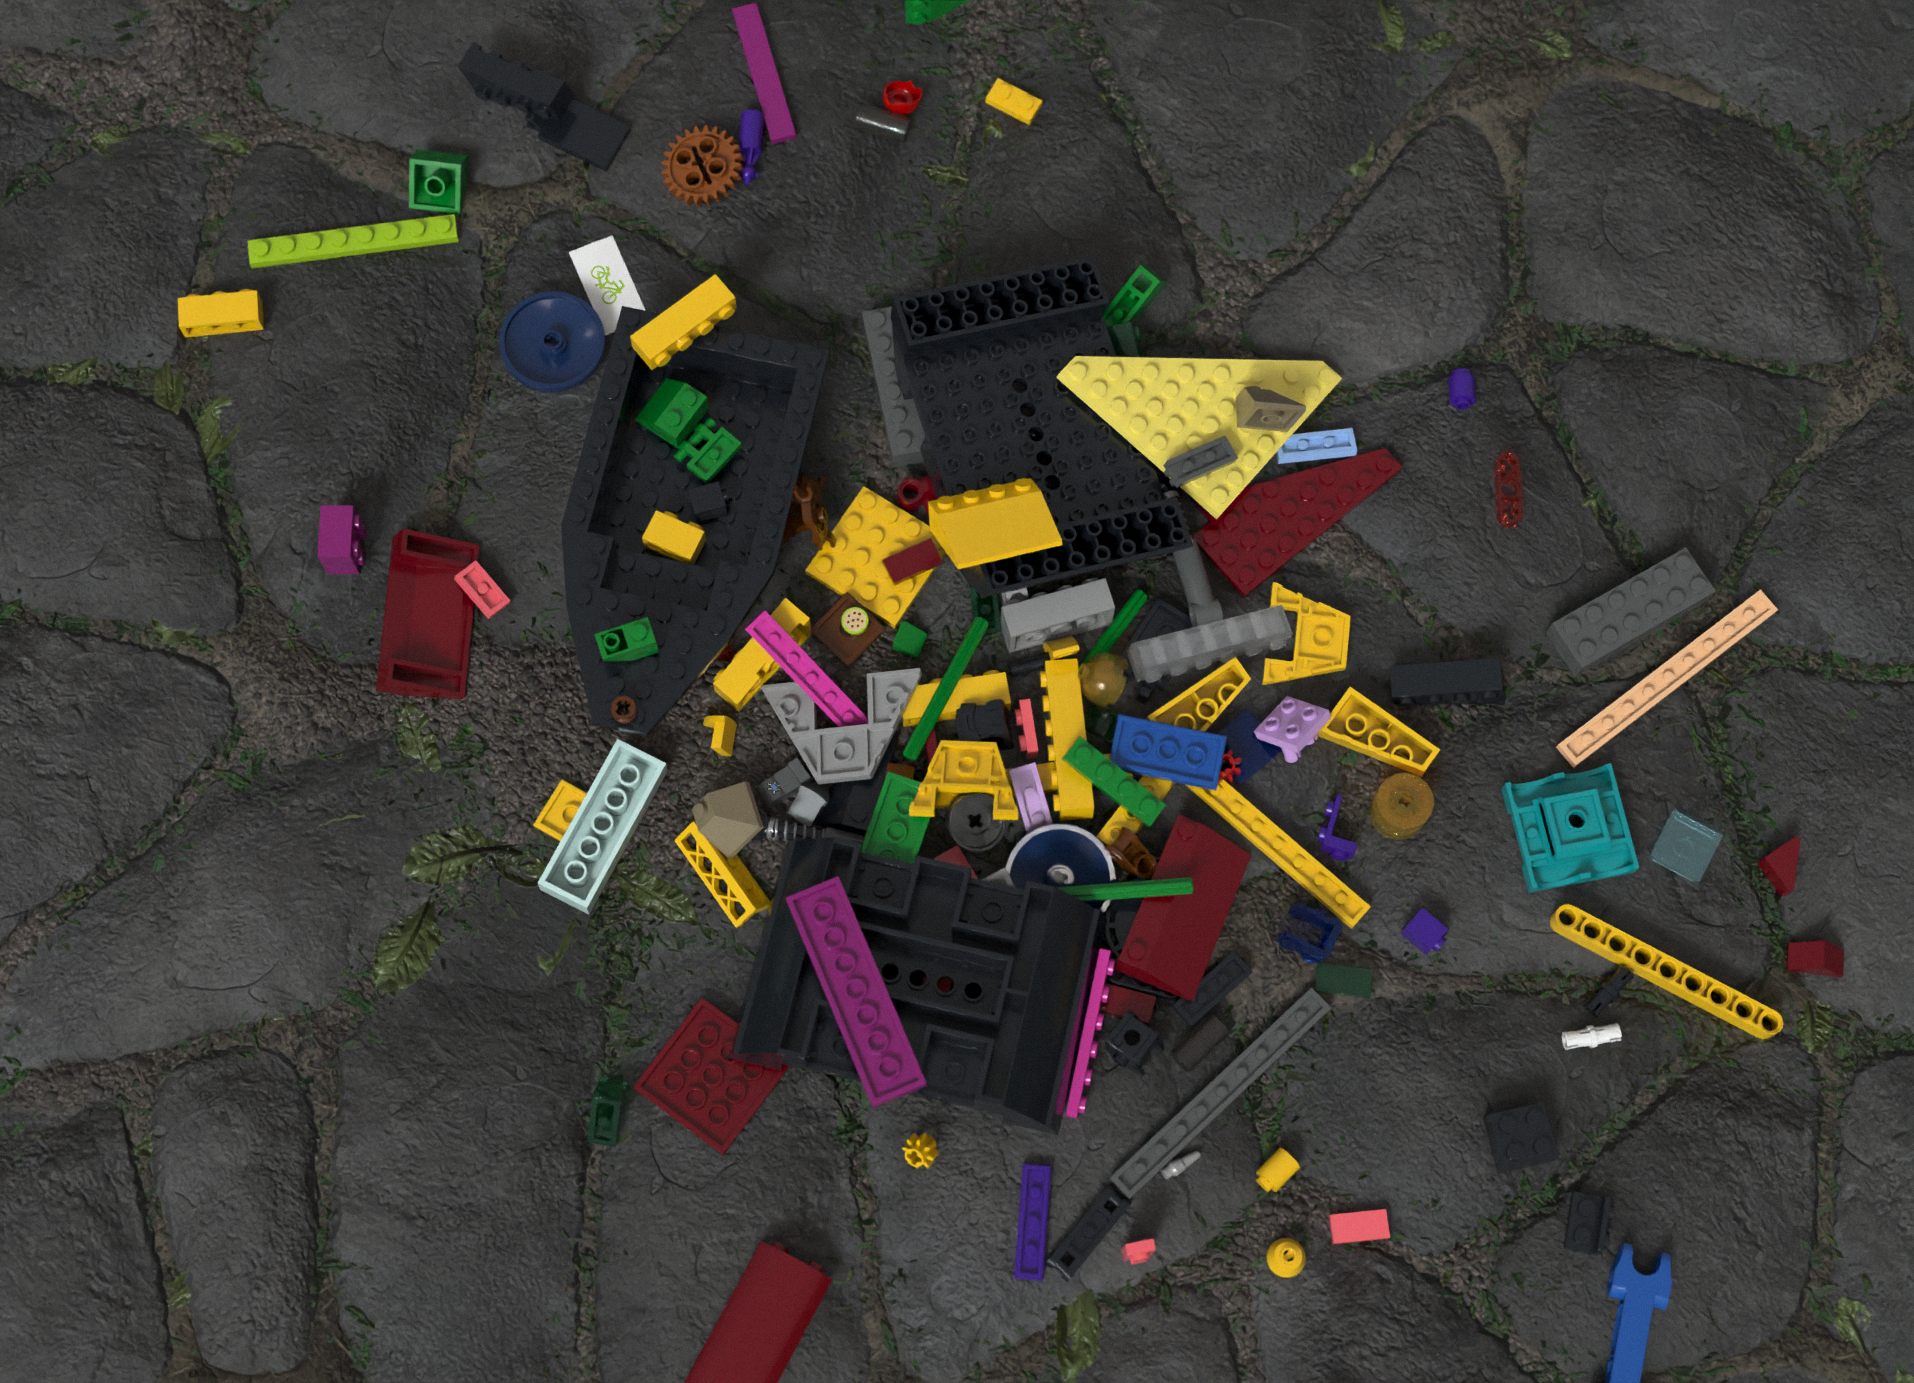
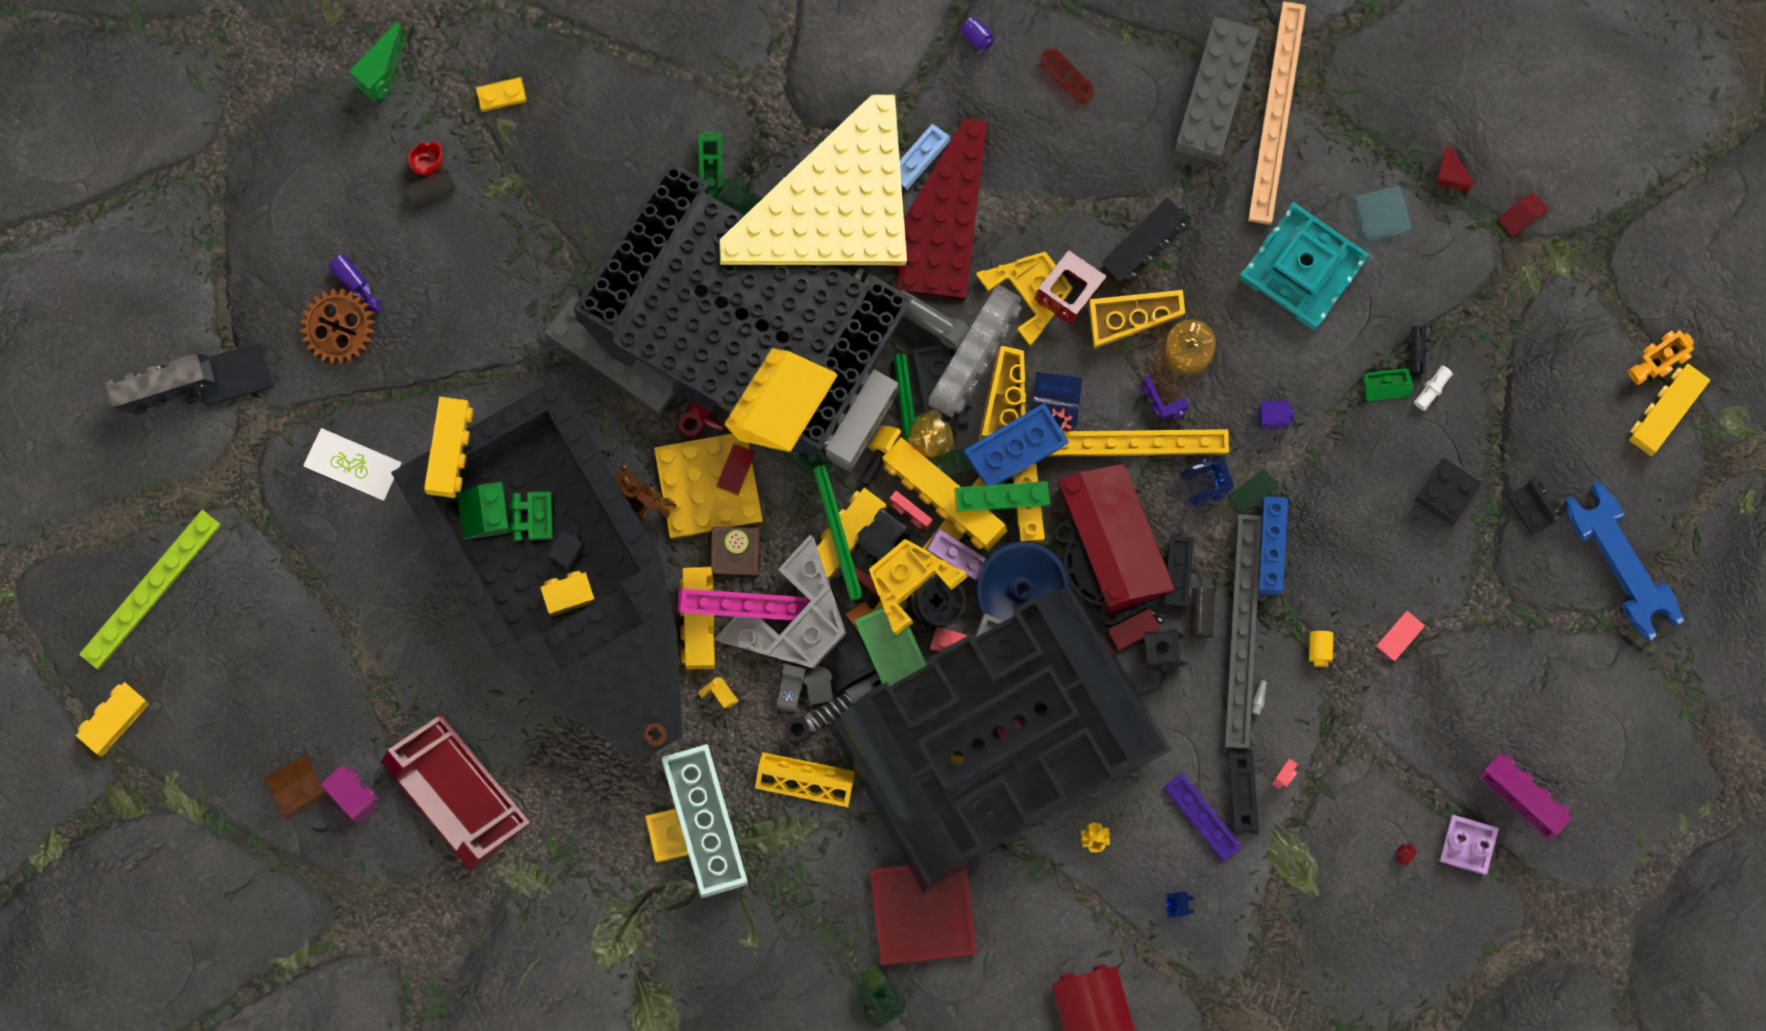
camera: 40 degrees left, 5 degrees up
(302, 494) = (296, 787): none -> reddish brown slope
(437, 181) = (168, 497): green slope -> none
(482, 589) = (473, 742): coral plate -> none
(552, 341) = (357, 536): dark blue dish -> none
(627, 641) = (617, 689): green slope -> none
(728, 818) = (780, 742): dark tan slope -> none
(763, 73) = (314, 224): magenta tile -> none
(856, 992) = (975, 776): magenta plate -> none
(909, 640) = (780, 522): green slope -> none
(937, 1277) = (1178, 904): none -> clear blue tile
(1093, 1022) = (1137, 677): dark pink plate -> none
(1128, 851) = (1055, 532): reddish brown piece -> none
(1129, 890) = (1072, 559): green axle -> none
(1200, 462) = (863, 237): dark grey hinge -> none
(1266, 410) = (872, 163): dark tan slope -> none
(1279, 1262) = (1373, 702): yellow cone -> none
(1292, 726) = (1076, 357): lavender plate -> none
(1316, 1041) = (1272, 545): none -> blue brick
(1366, 657) = (1079, 270): none -> window
(1552, 997) = (1387, 384): none -> green slope
(1679, 972) = (1450, 298): yellow beam -> none
(1796, 1250) = (1669, 410): none -> yellow brick
(1835, 1197) = (1664, 355): none -> light orange brick

